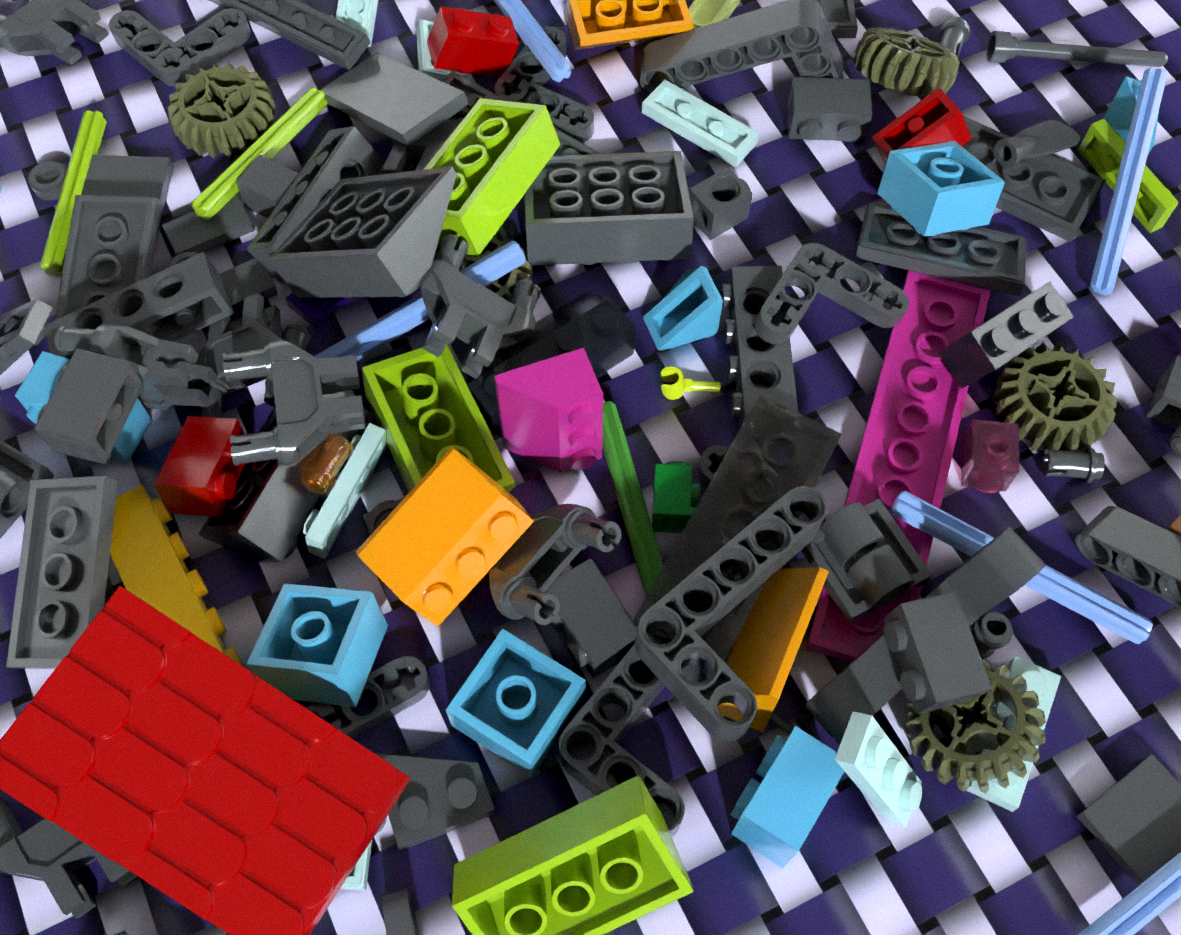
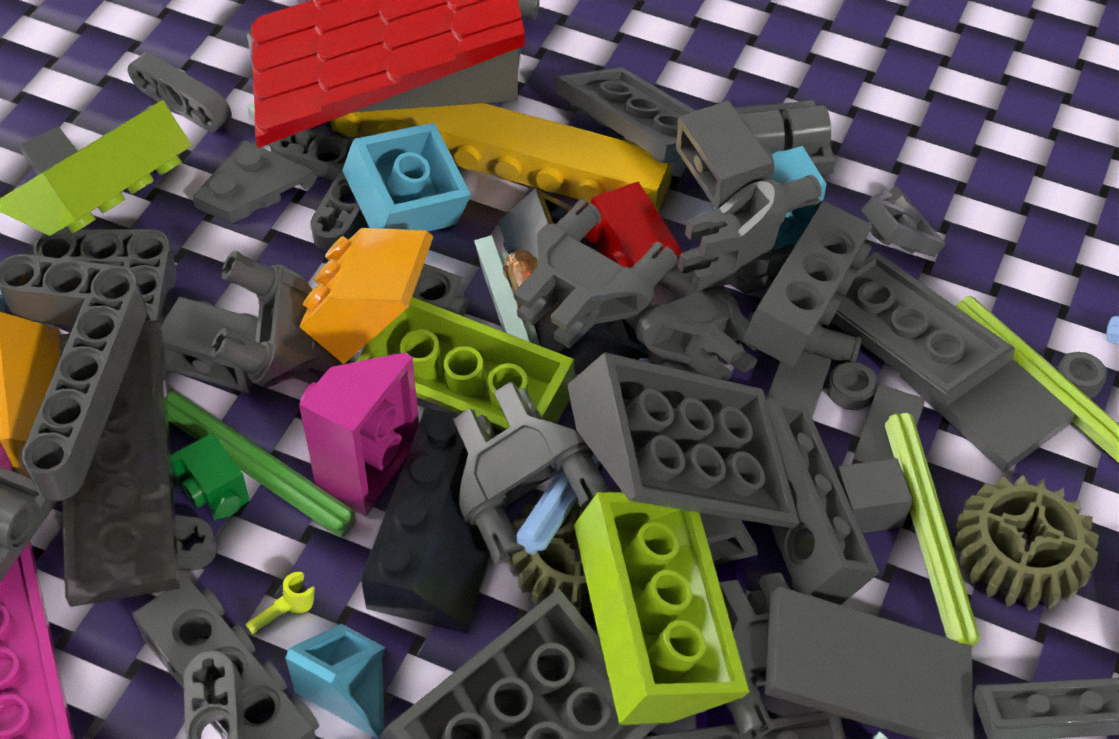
camera: 140 degrees right, 10 degrees down
(517, 702) = (208, 231): medium azure brick -> none

